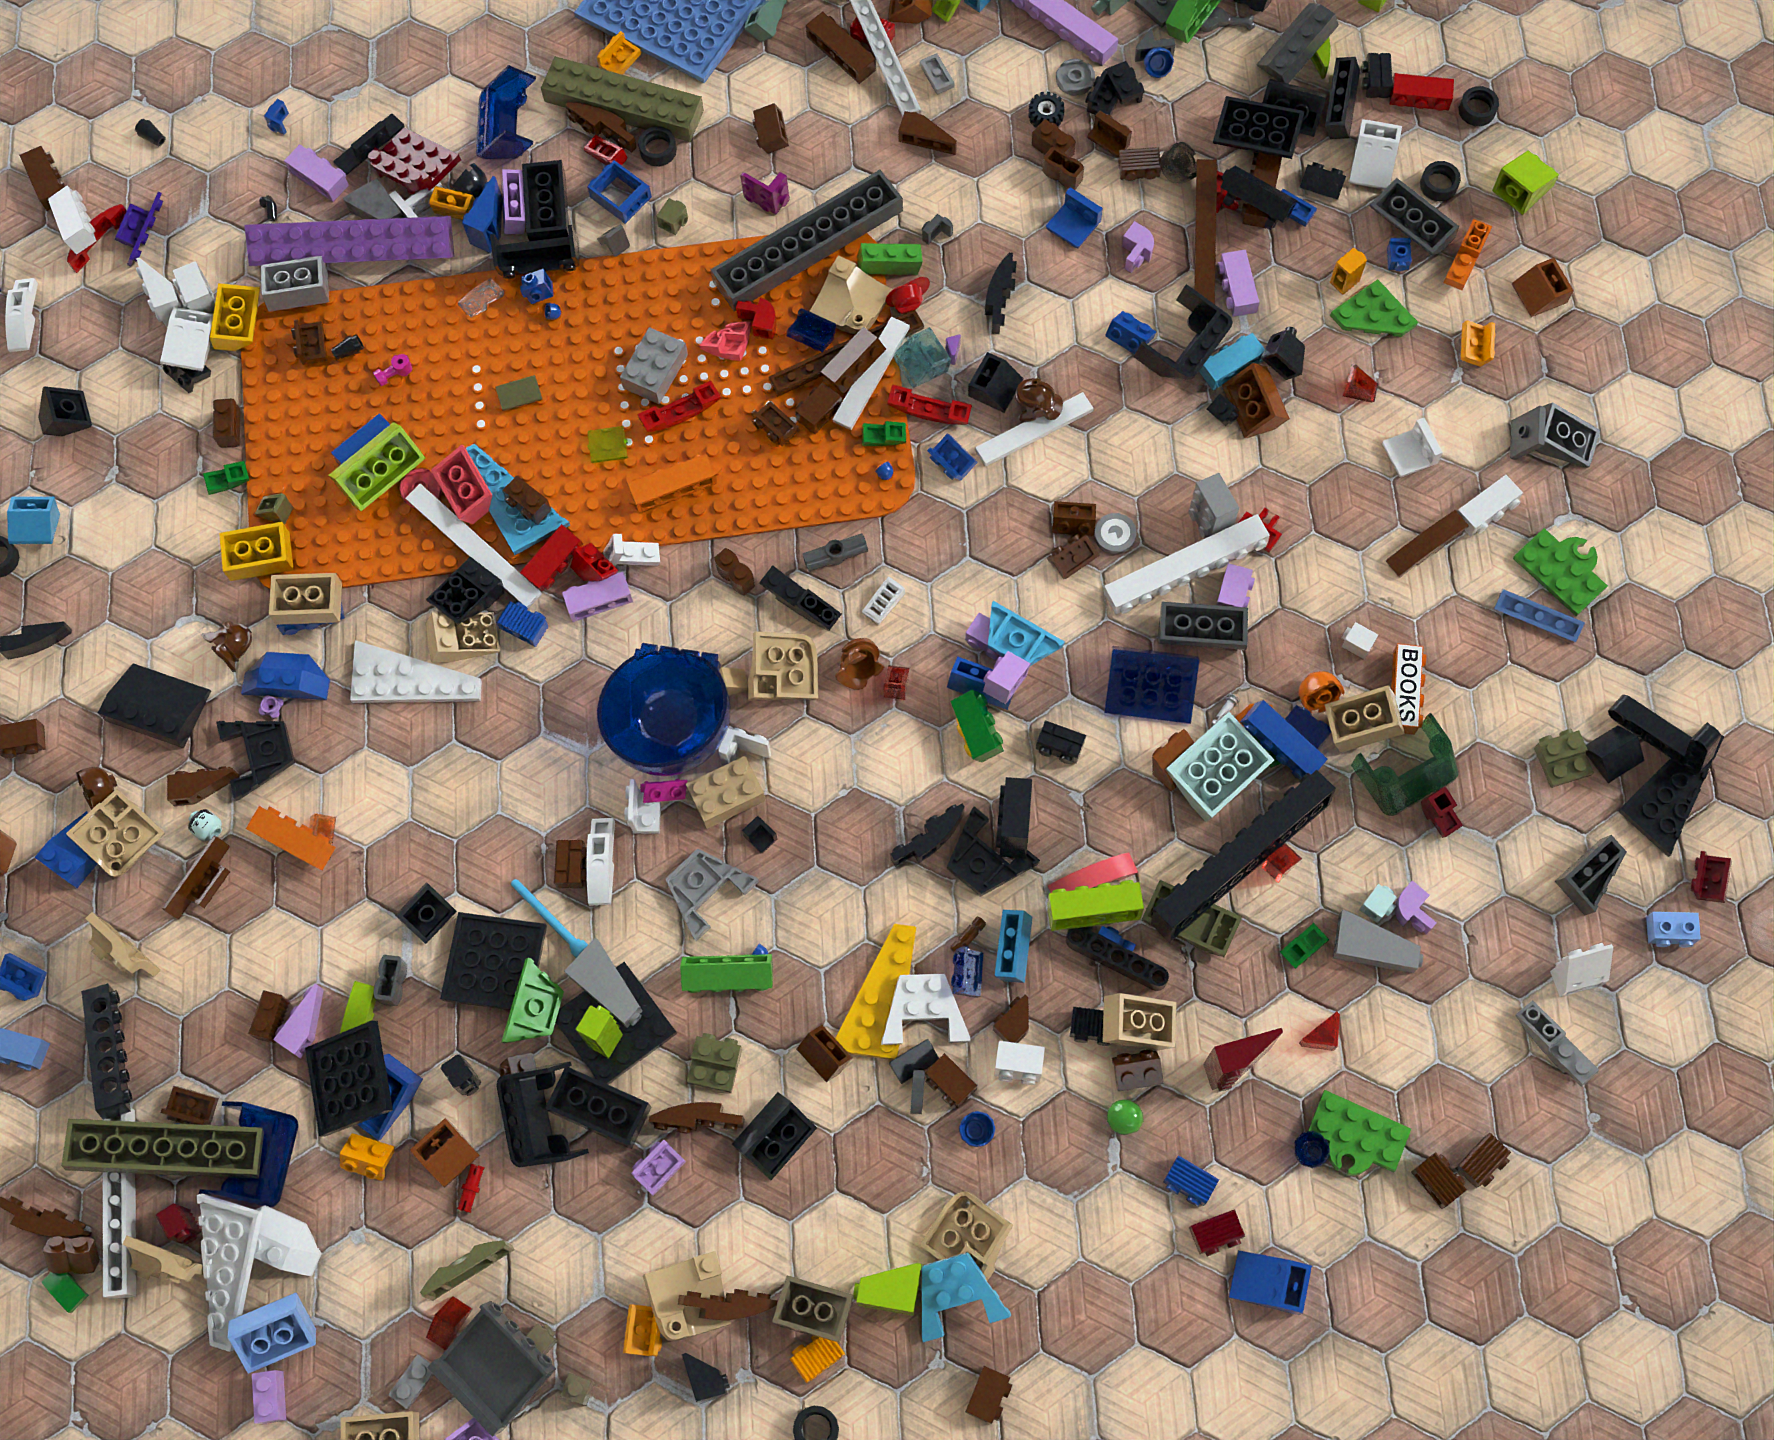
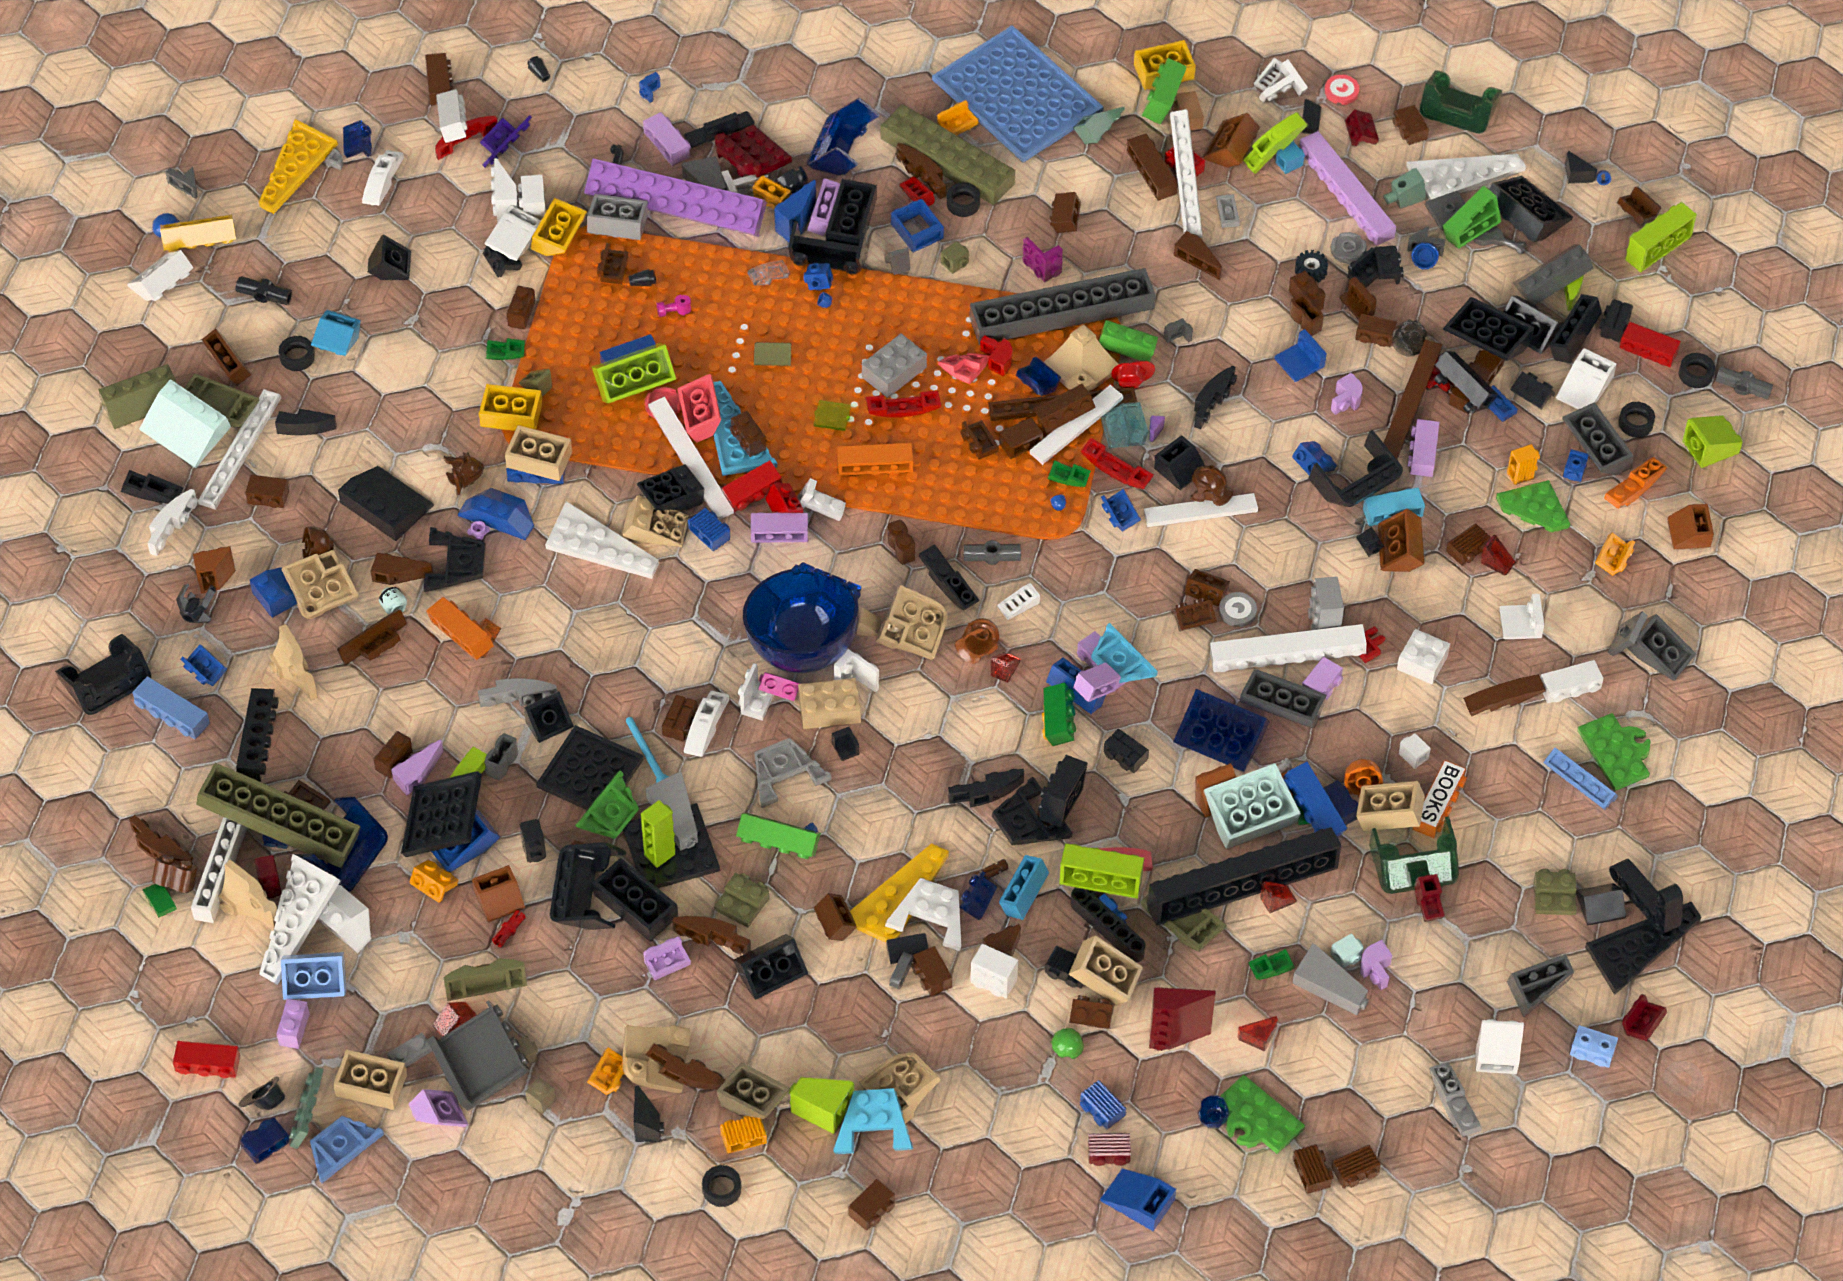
camera: 15 degrees right, 15 degrees down
(389, 887) = (514, 689): none -> light grey slope
(977, 1129) = (940, 1011): blue hair -> none
(1285, 353) = (1440, 512): black torso -> none
(1325, 380) = (1468, 544): none -> reddish brown brick
(1328, 526) = (1423, 656): none -> white brick
(1531, 105) = (1744, 382): none -> dark grey piece

